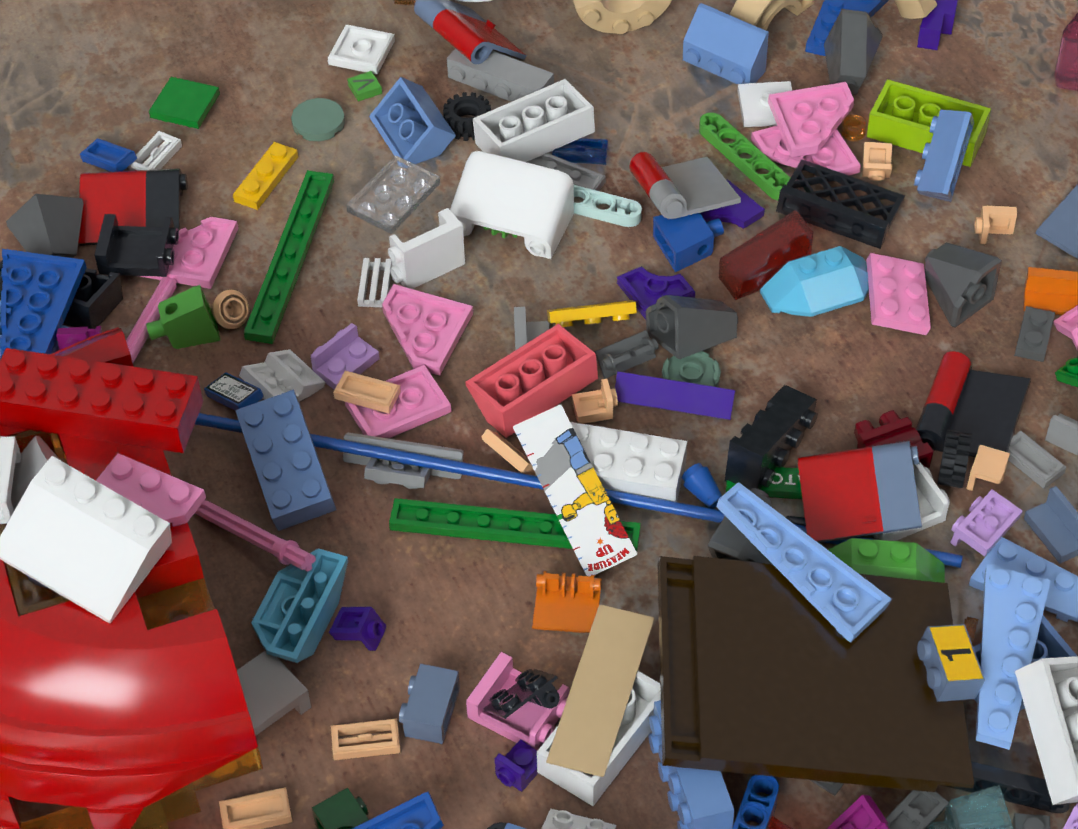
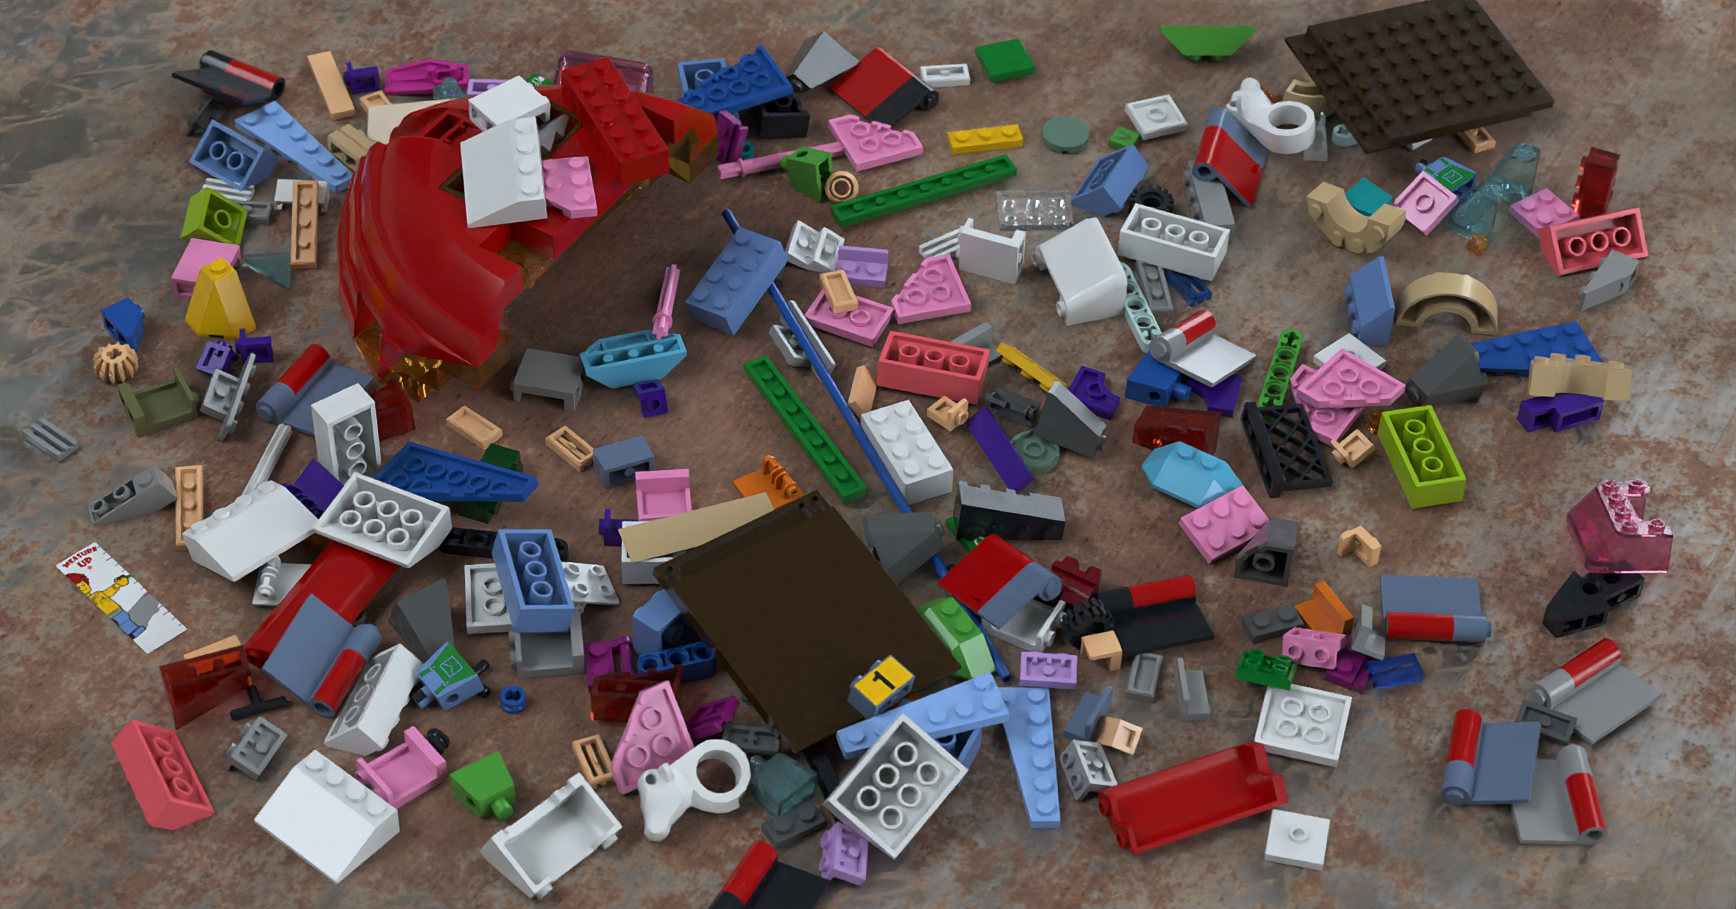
camera: 50 degrees right, 5 degrees down
(108, 156) = (916, 53): blue tile -> none
(135, 249) = (841, 109): black panel -> none
(233, 392) = (777, 228): tile -> none
(530, 687) = (670, 499): black hinge -> none
(574, 491) = (853, 434): sticker -> none
(702, 485) = (936, 501): blue cone -> none
(815, 572) = (882, 584): light blue wing -> none
(944, 154) = (1383, 477): medium blue slope -> none

